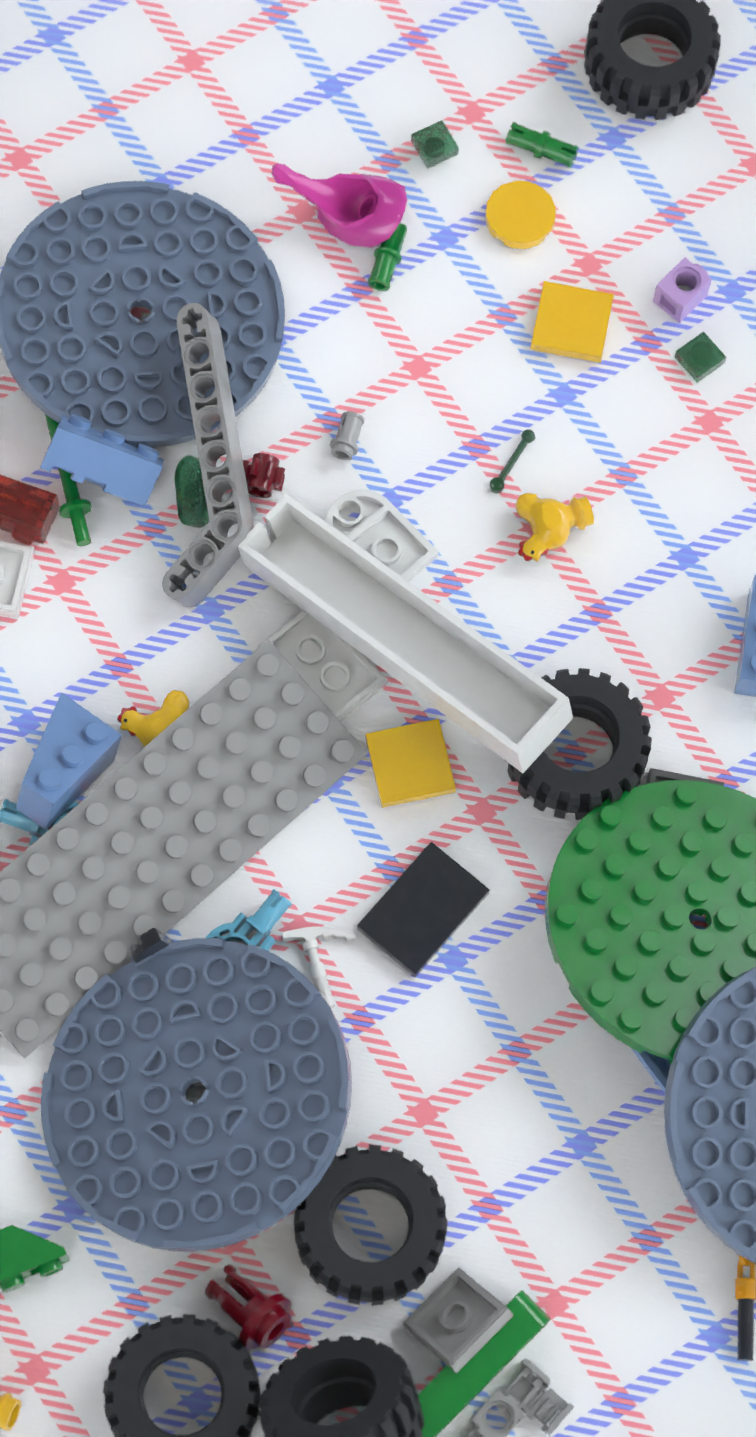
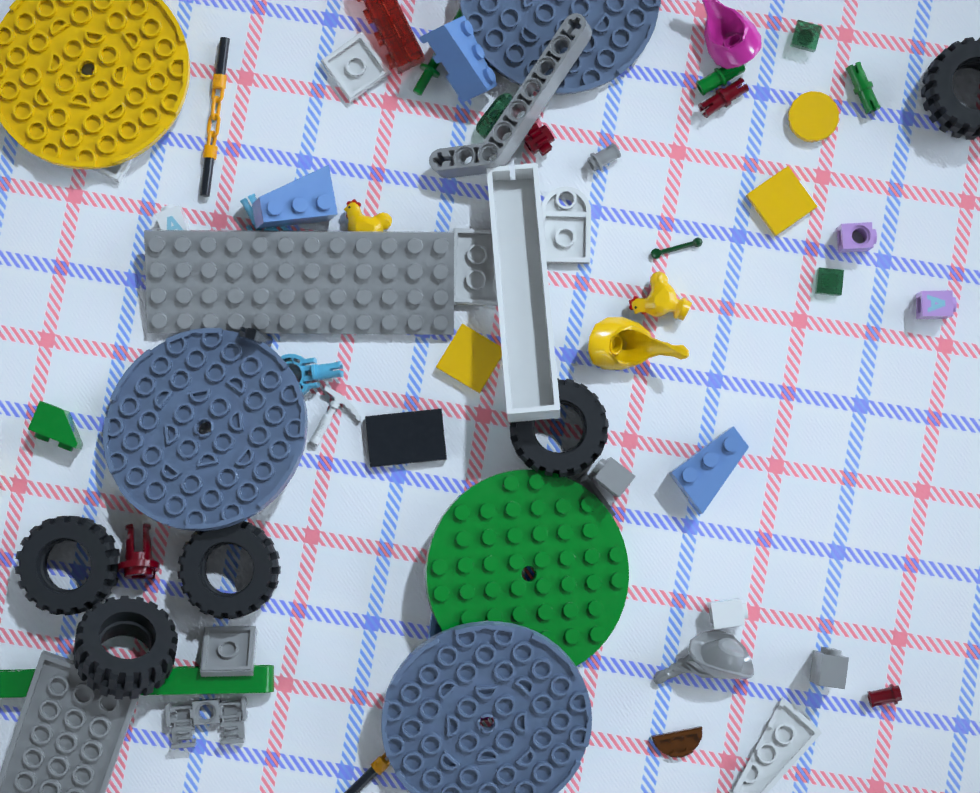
camera: 45 degrees right, 15 degrees up
(411, 272) = (723, 97): none -> dark red pin
(559, 599) = (623, 343): none -> yellow hat
(684, 740) = (612, 476): none -> light grey brick

